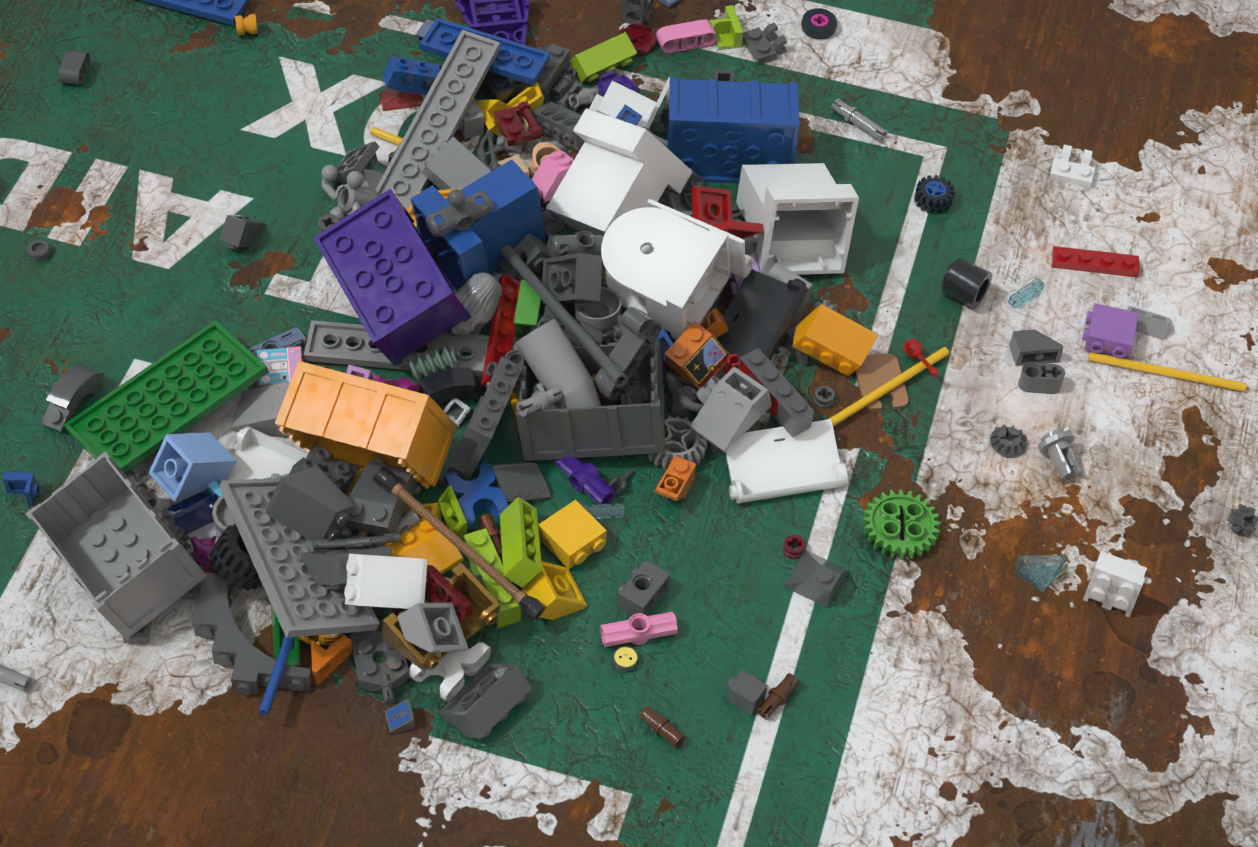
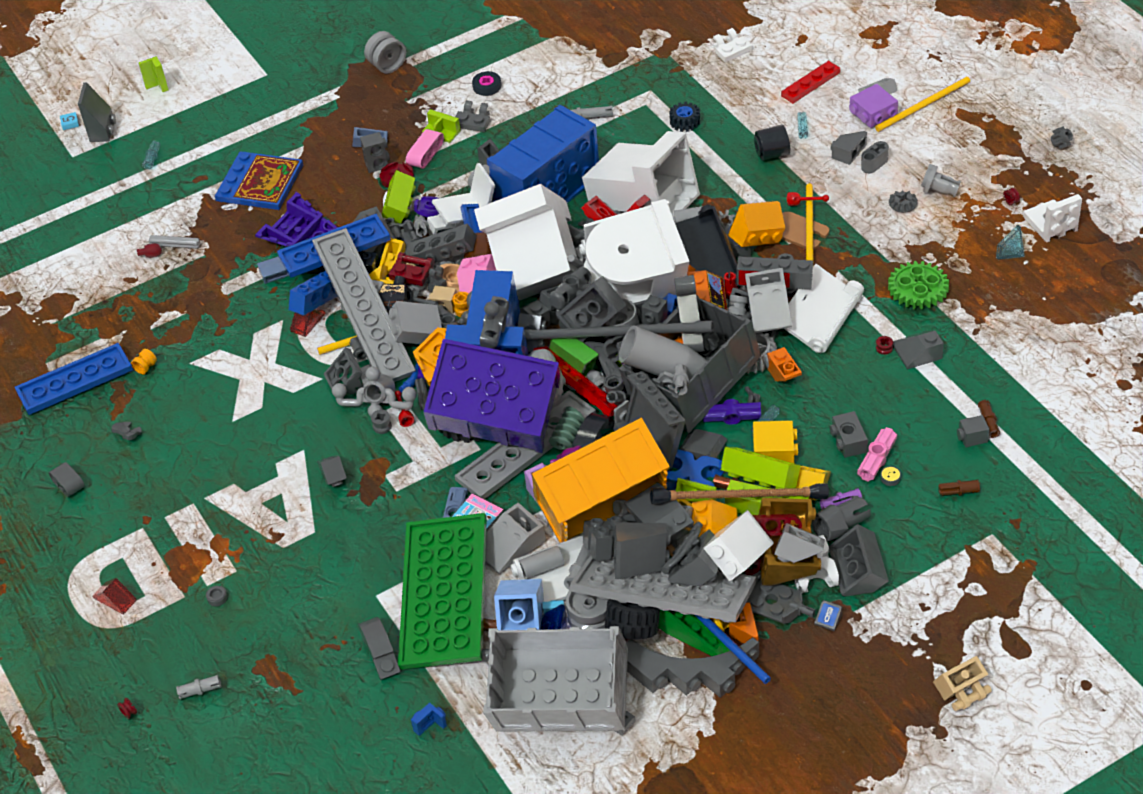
camera: 40 degrees left, 5 degrees down
(161, 63) = (124, 430): none -> dark grey piece
(264, 449) = (541, 562): none -> light grey pin
(476, 136) = (395, 292): none -> torso
(520, 647) = (836, 520): none -> dark grey piece
(526, 153) = (436, 278): none -> dark grey plate
(569, 643) = (826, 502): none -> medium lavender pin
(1110, 527) = (1011, 196): none -> dark red bush

